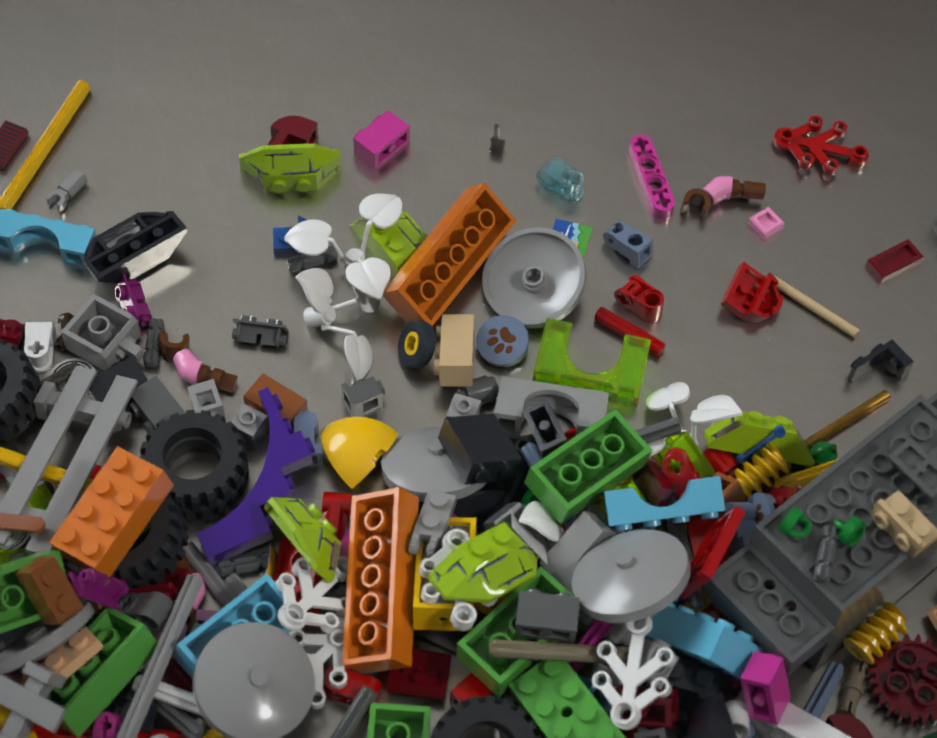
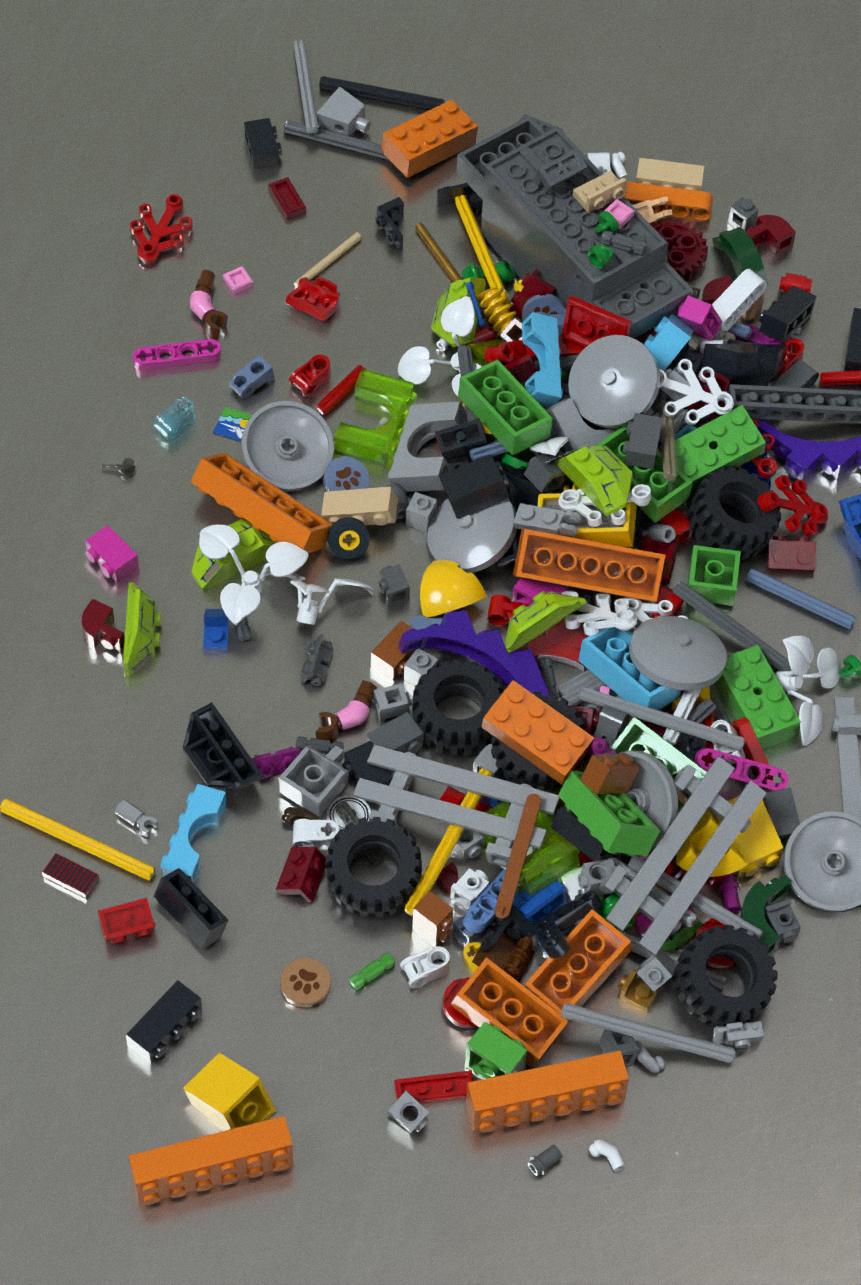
camera: 85 degrees left, 0 degrees up
(452, 674) = (659, 532): none -> light grey bar
(874, 547) = (621, 212): none -> bright pink tile

